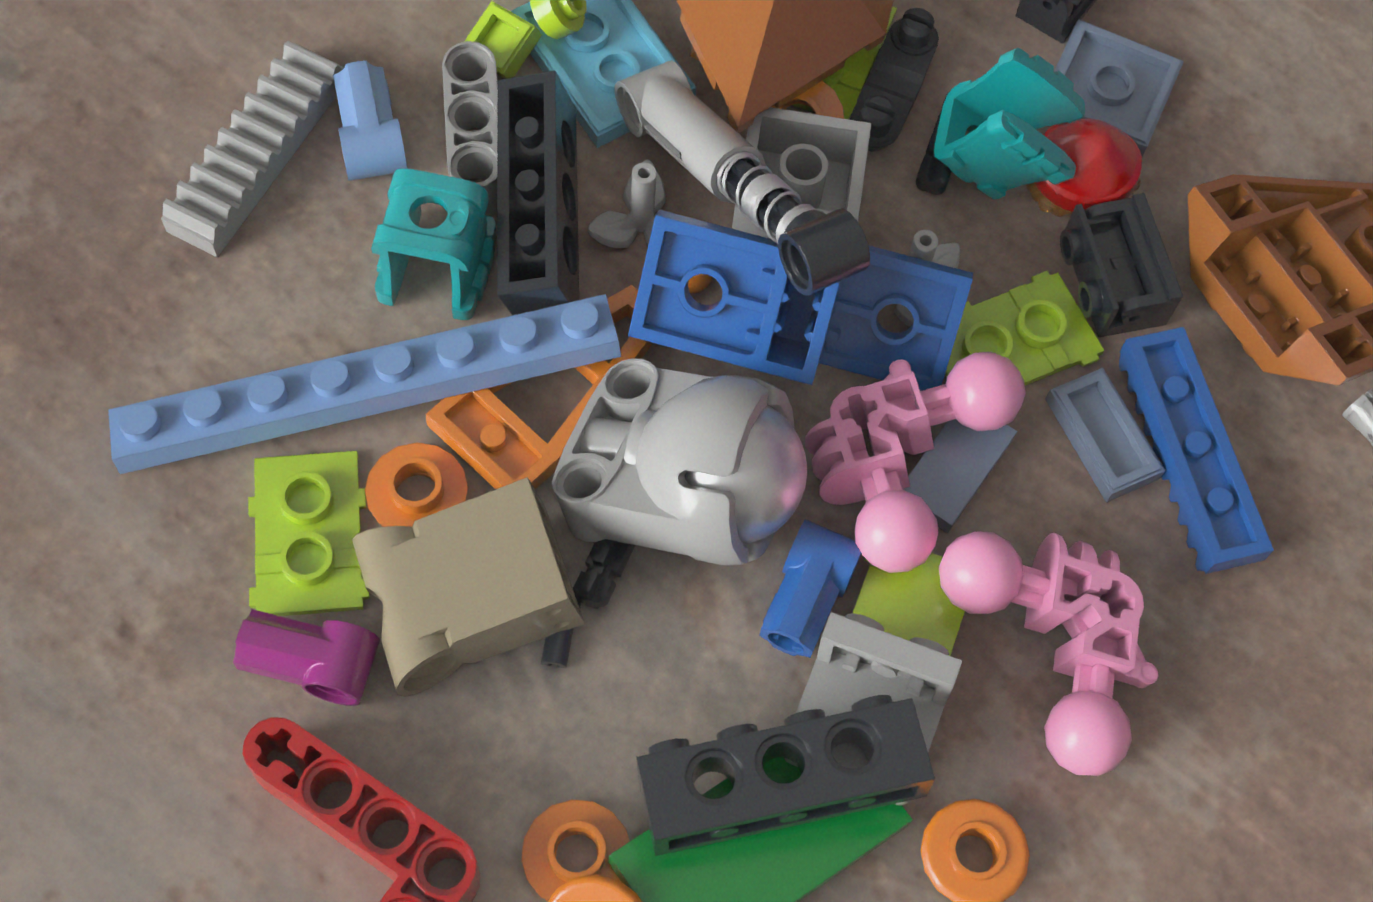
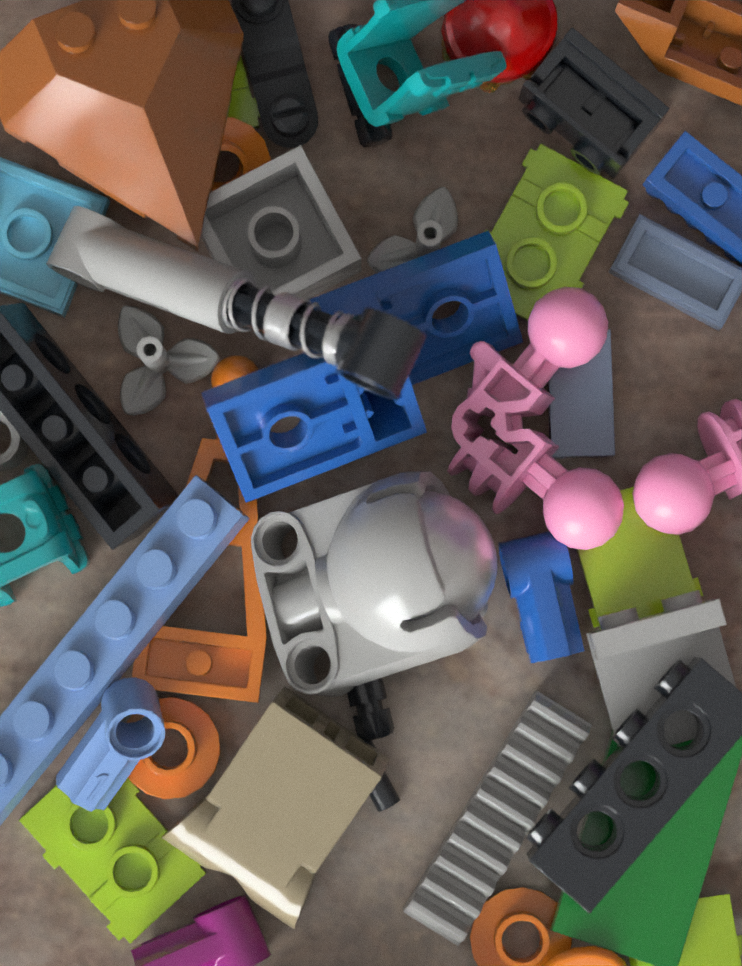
camera: 35 degrees left, 20 degrees up
(371, 441) = (112, 746): none -> medium blue piece
(605, 746) = (497, 818): none -> light grey gear

